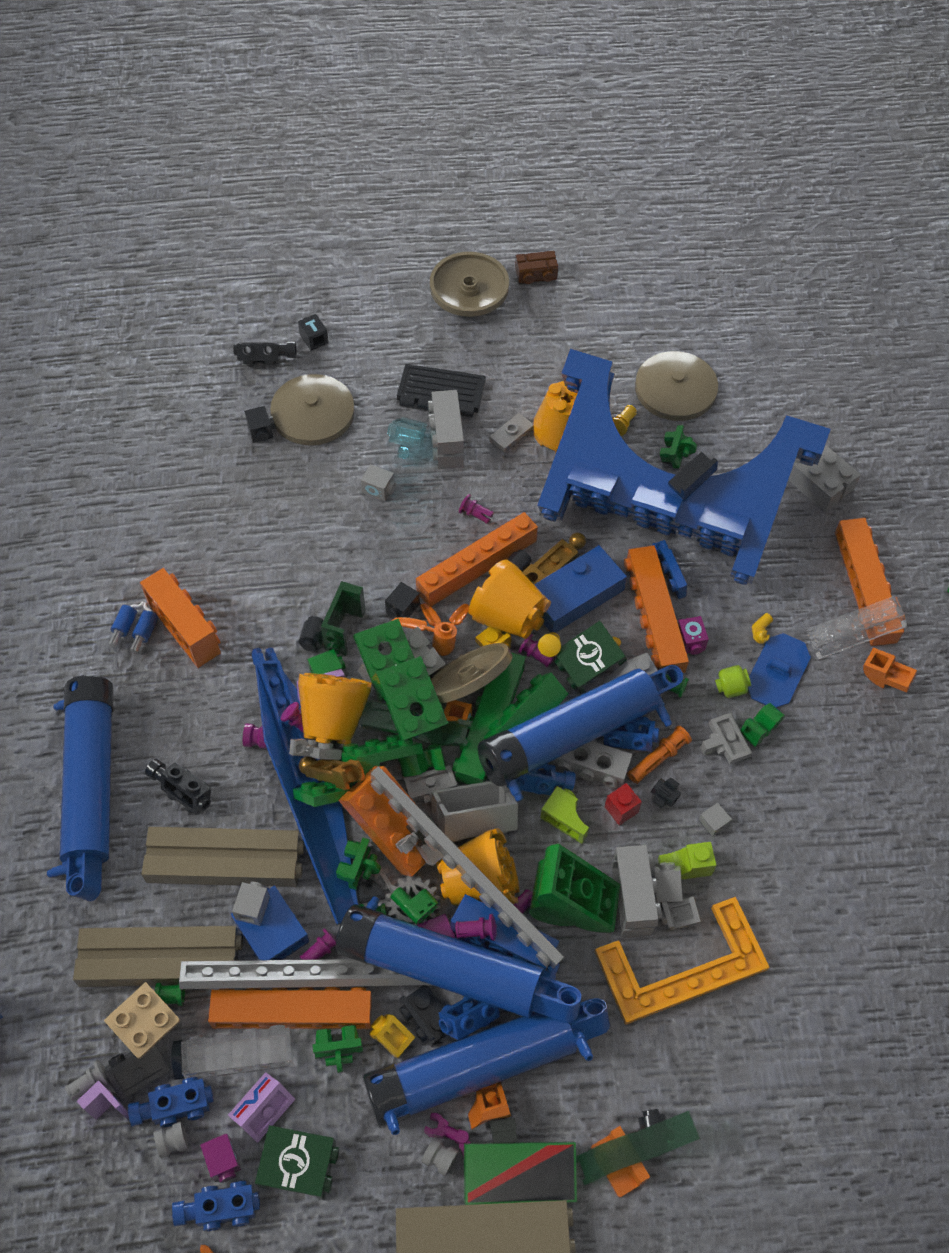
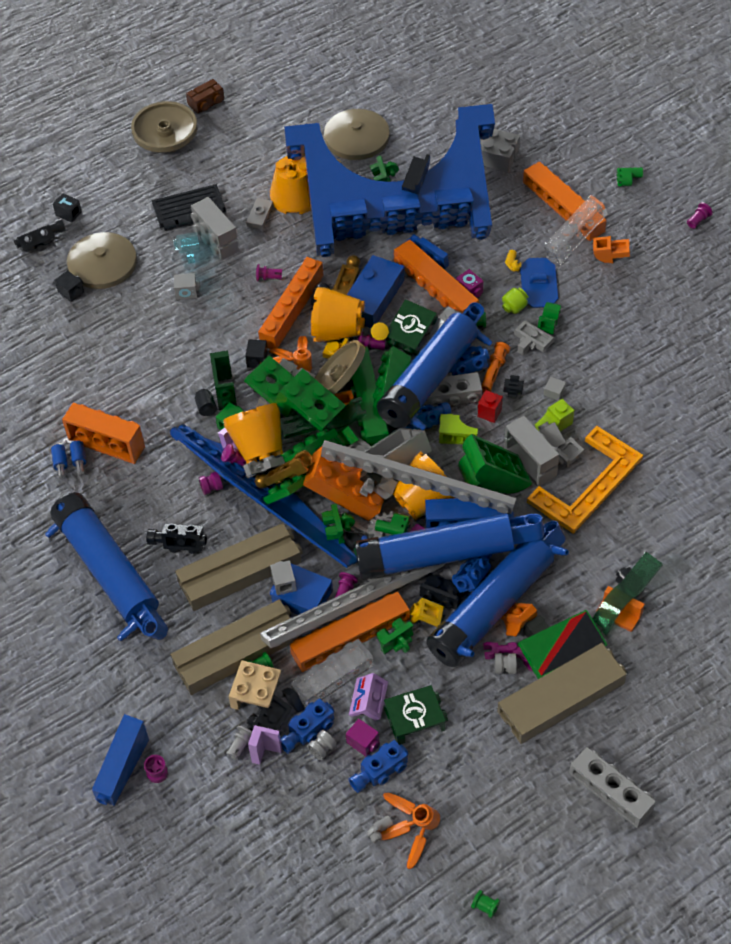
camera: 25 degrees left, 5 degrees down
(477, 928) = (448, 512): magenta pin -> none

